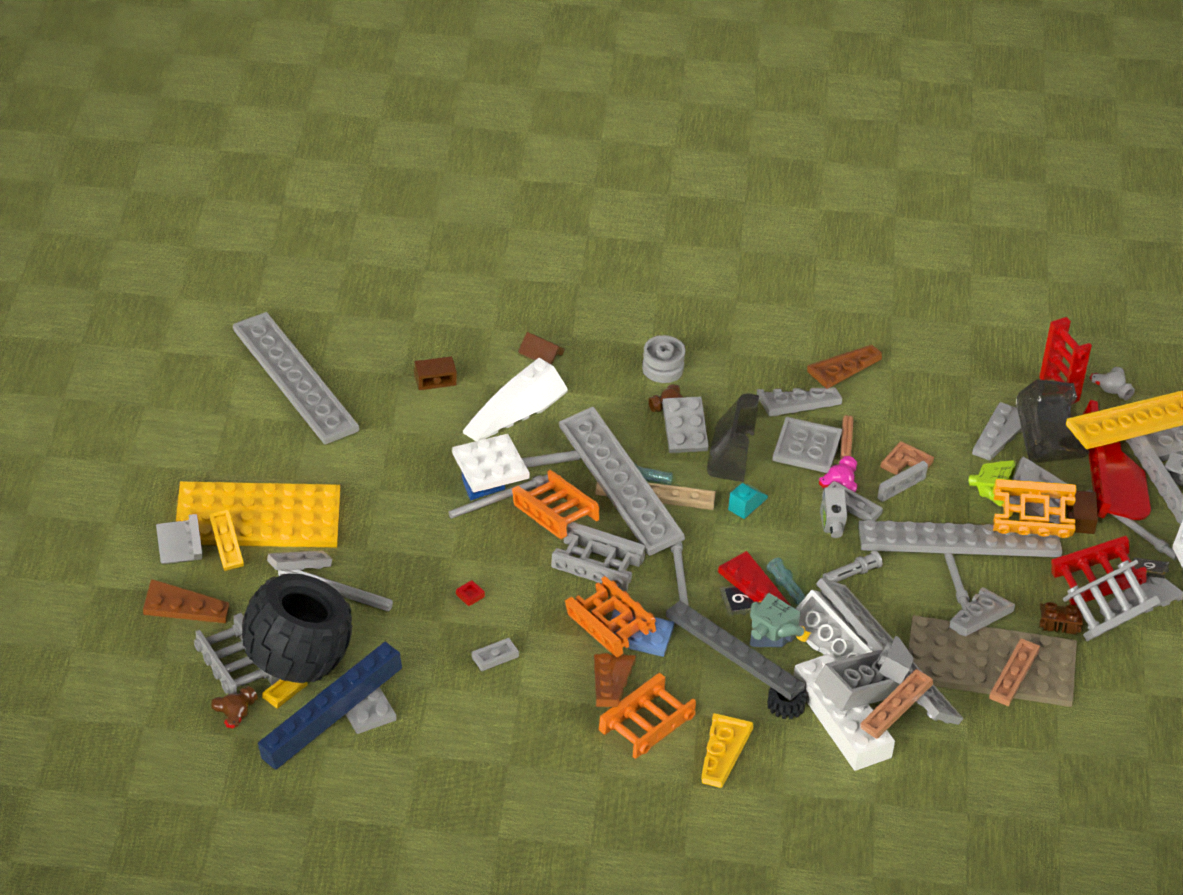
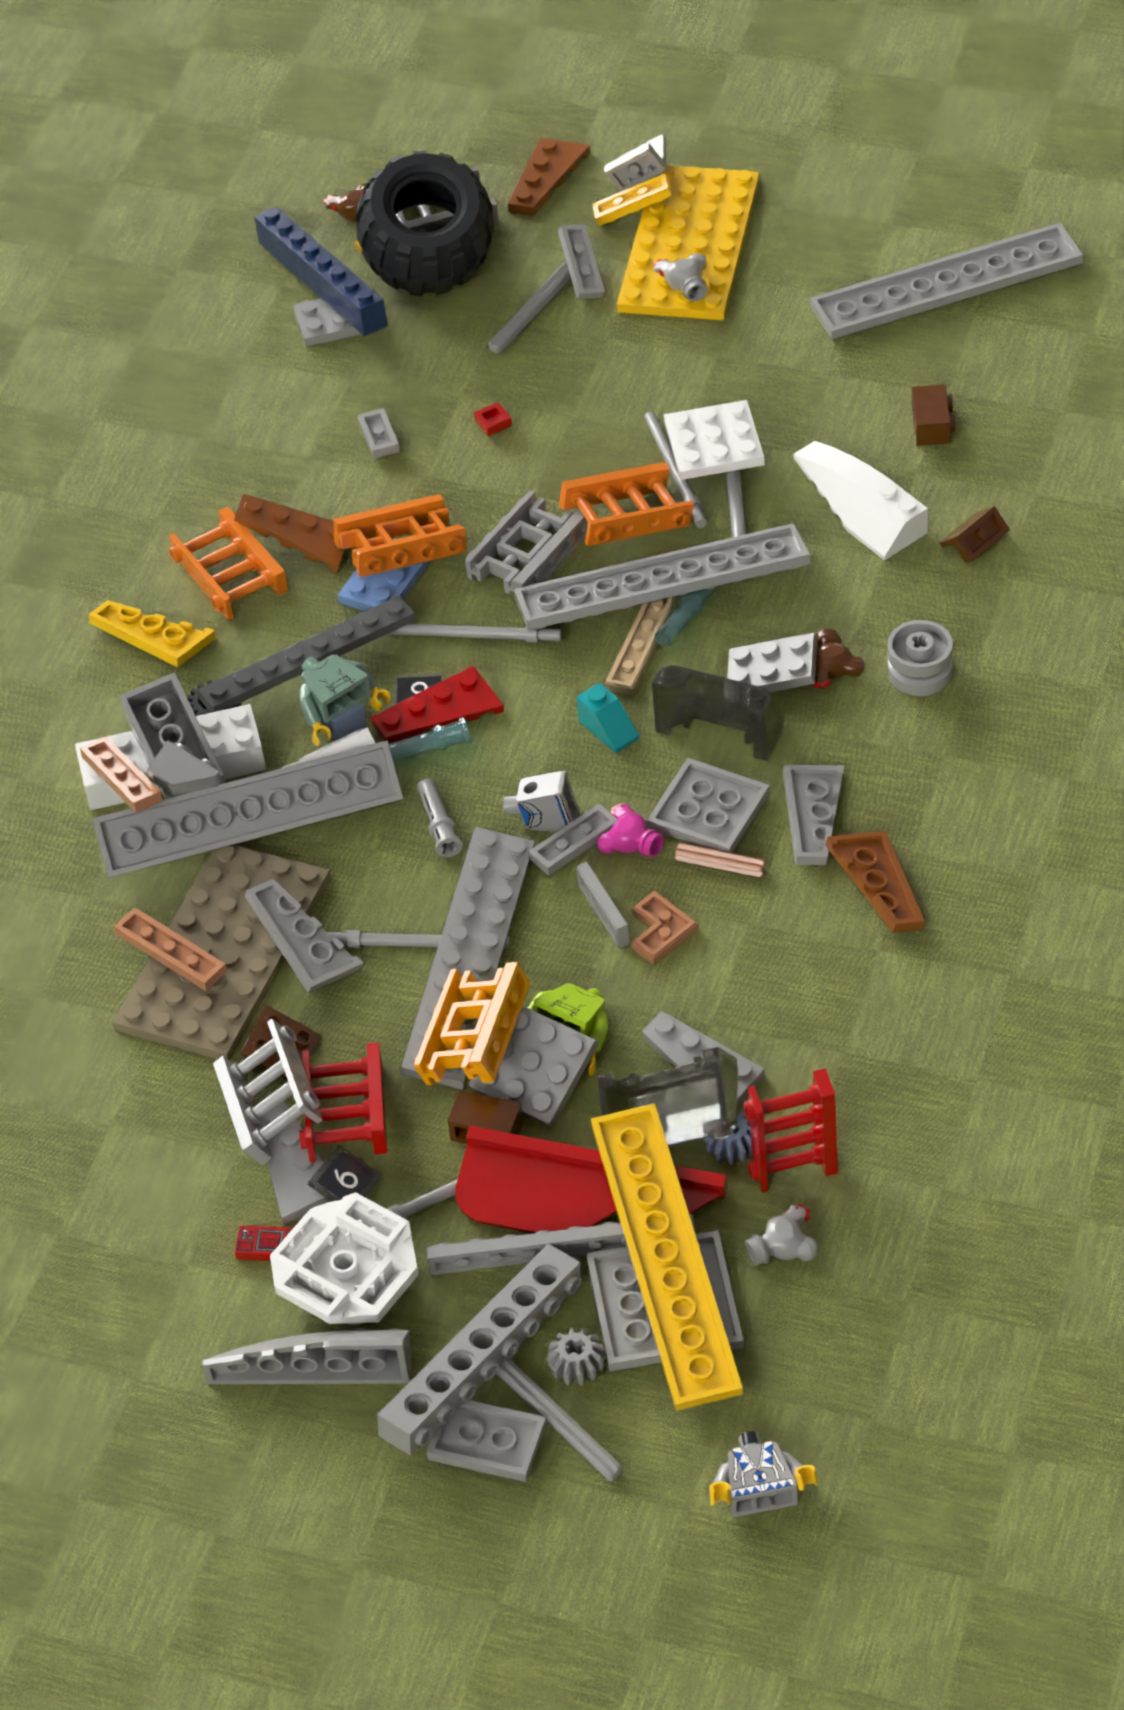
camera: 110 degrees right, 5 degrees up
(316, 496) = (685, 275): none -> light grey animal

